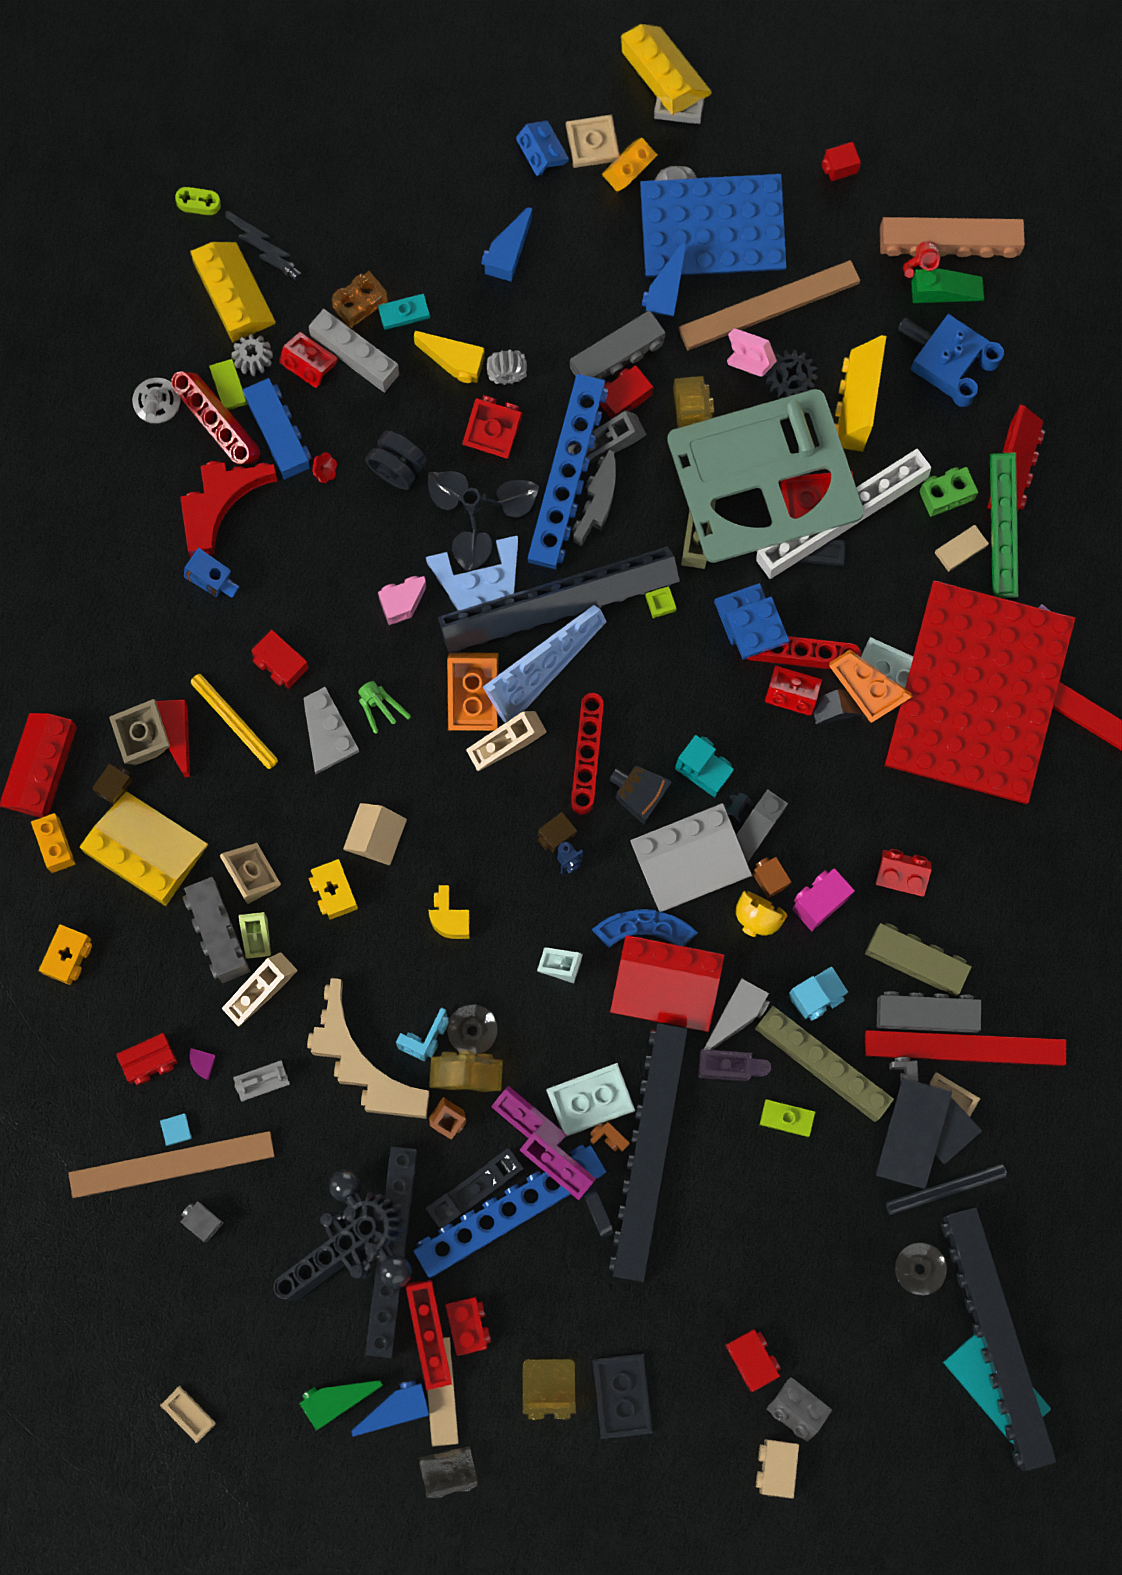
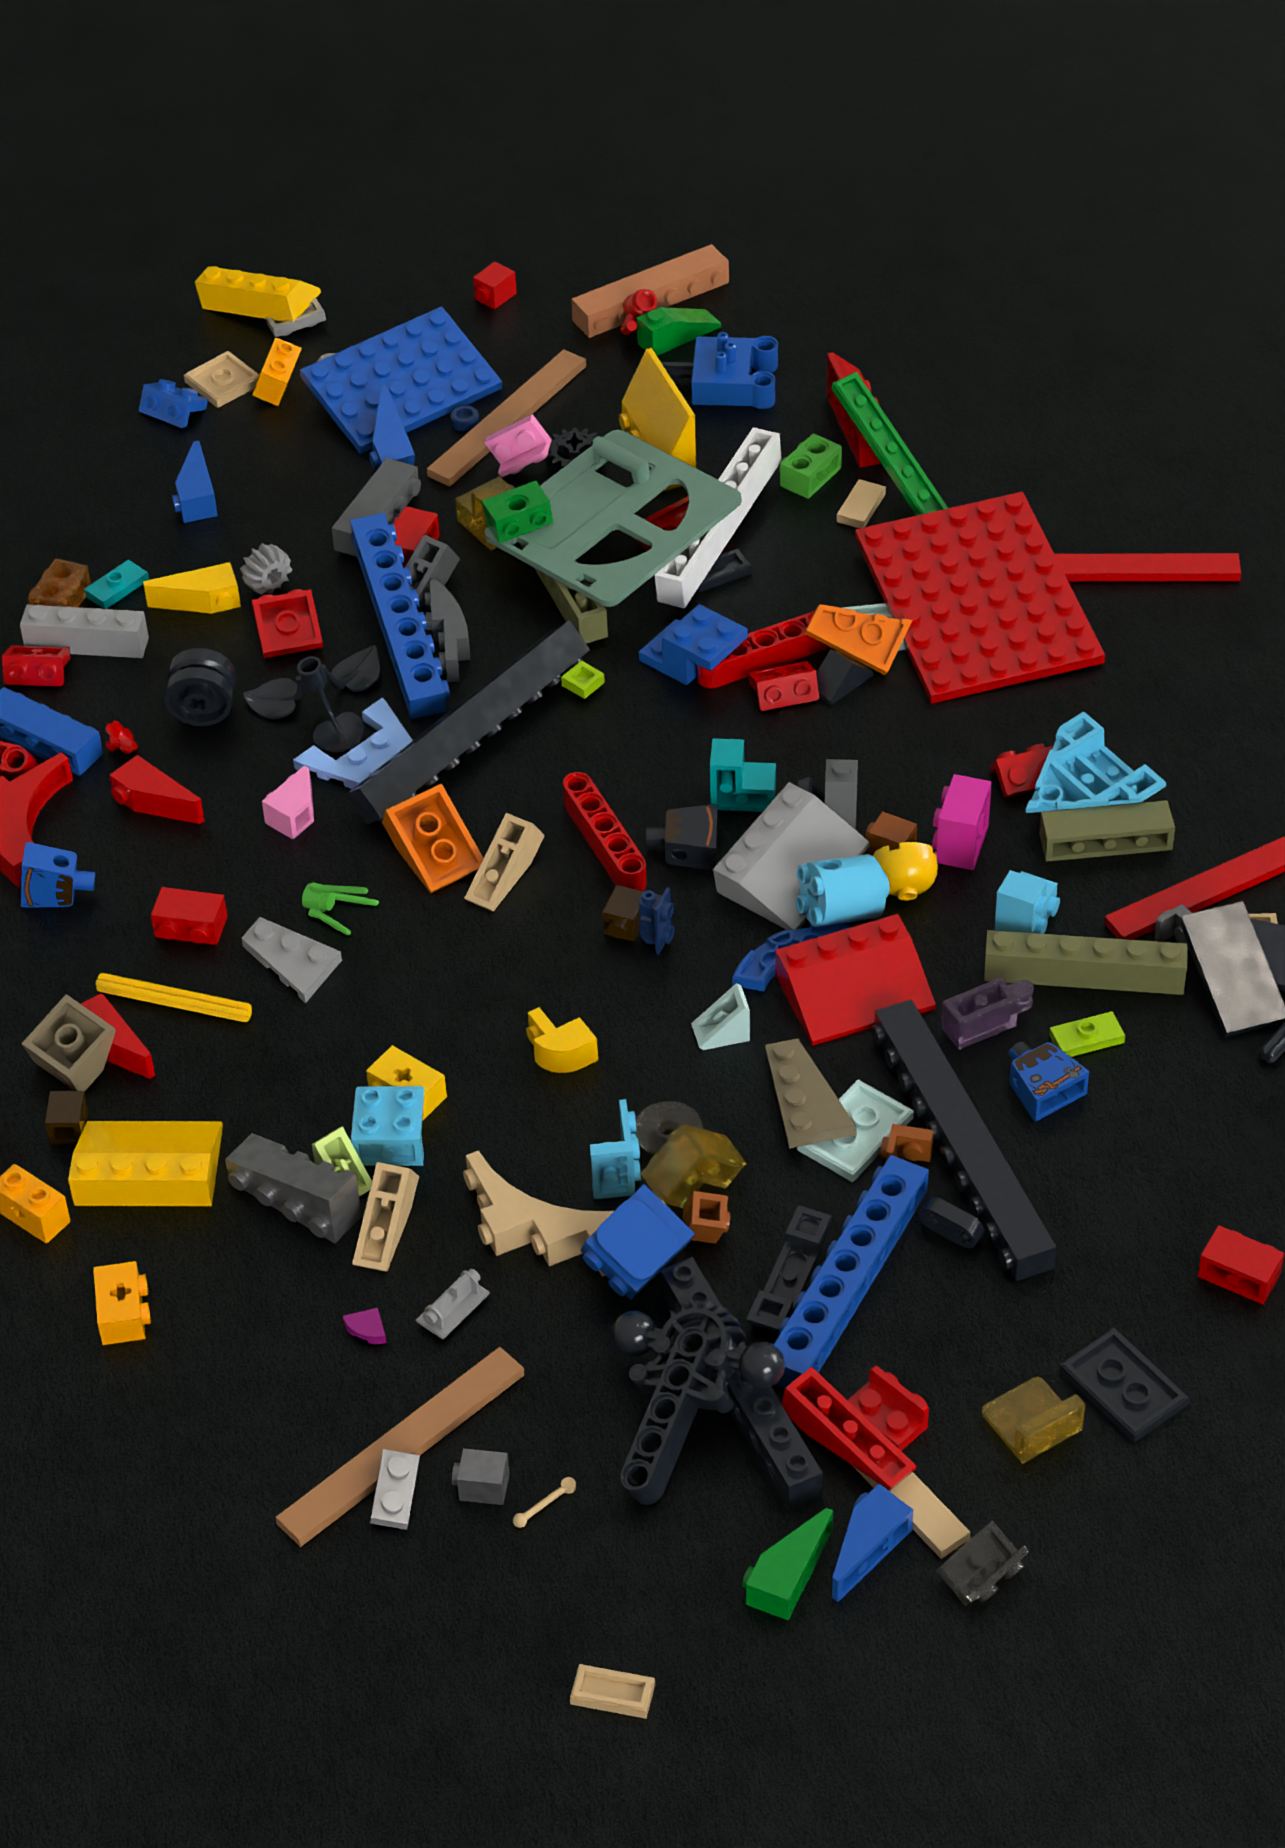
camera: 25 degrees left, 30 degrees down
(146, 1059) = (295, 1351): red brick -> none
(146, 1197) = (394, 1489): none -> light grey plate
(176, 1129) = (381, 1407): medium azure tile -> none
(208, 1262) = (567, 1486): none -> tan hinge
(250, 871) = (289, 1121): tan slope -> none
(301, 918) = (388, 1125): none -> medium azure bracket
(316, 531) = (153, 792): none -> red slope
(375, 833) = (415, 1014): tan slope -> none
(387, 1120) = (636, 1242): none -> blue brick
(528, 677) = (493, 776): light blue wing -> none
(543, 1143) = (835, 1179): magenta bracket -> none
(571, 1062) = (804, 1097): none -> dark tan wing
(686, 427) = (517, 511): none -> green brick
(702, 911) = (842, 890): none -> medium azure cylinder
(733, 1138) = (1046, 1078): none -> blue torso
(738, 287) = (464, 418): none -> dark blue tile
(741, 1010) = (956, 950): light grey slope -> none
(929, 1013) = (1157, 867): dark grey brick -> none
(935, 911) = (1087, 774): none -> medium azure wedge

